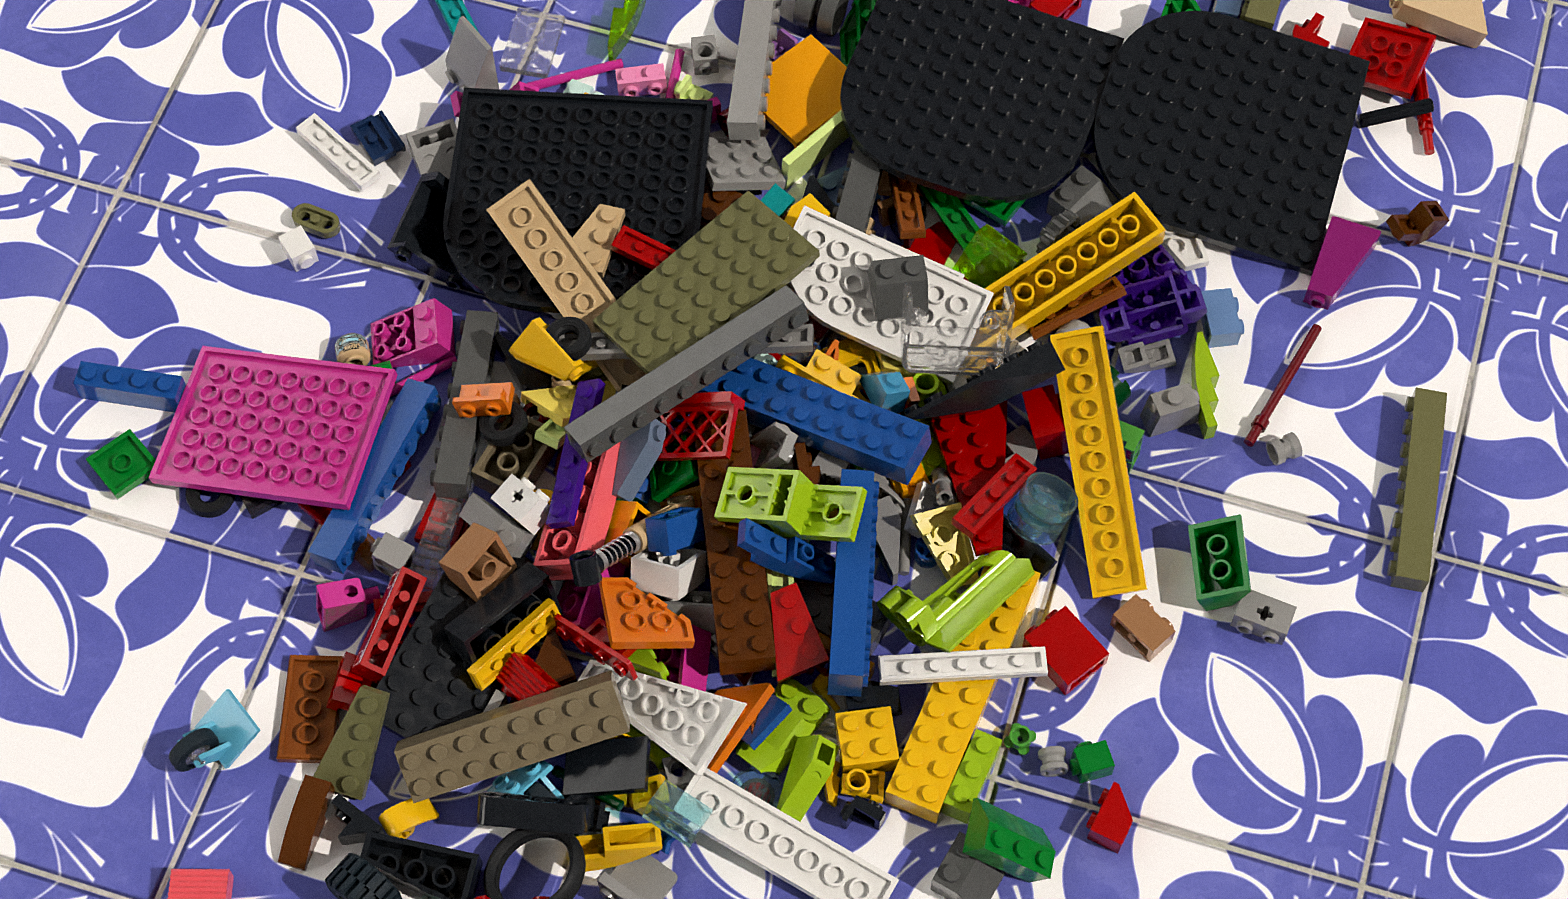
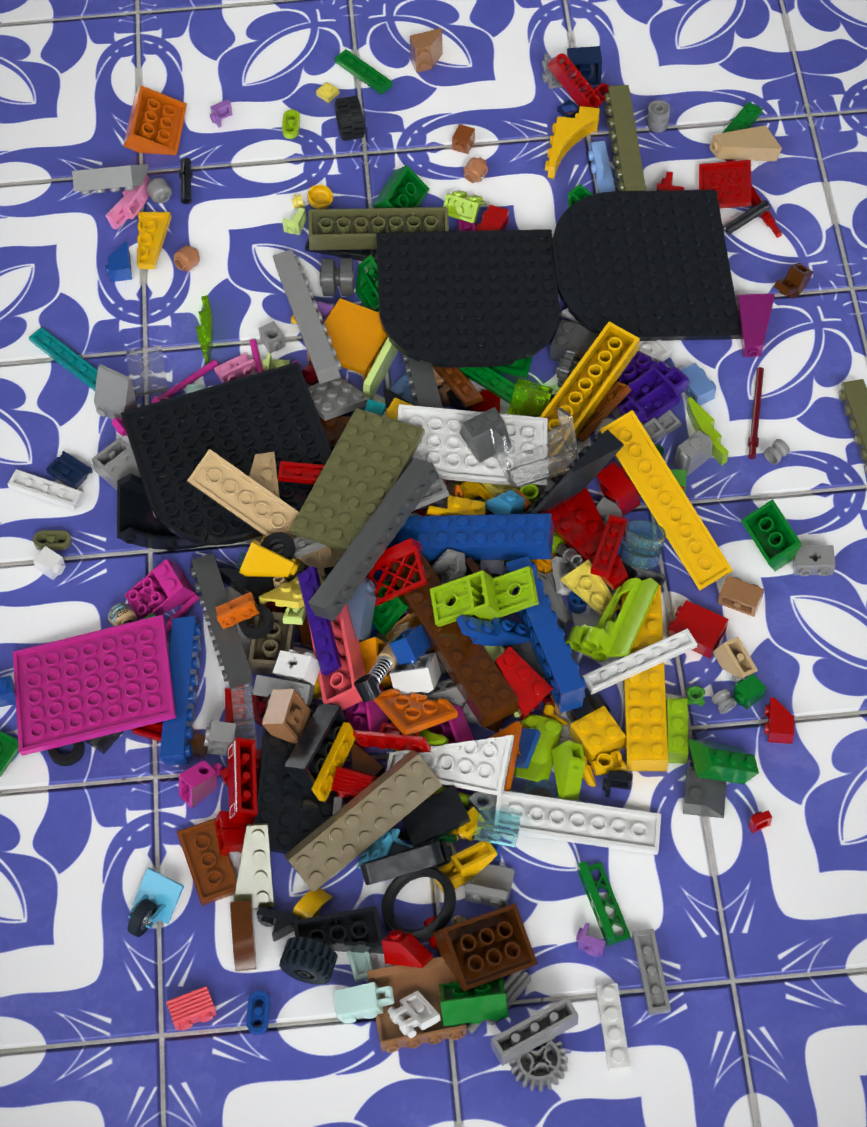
camera: 20 degrees left, 5 degrees down
(1093, 710) = (734, 658): none -> tan slope

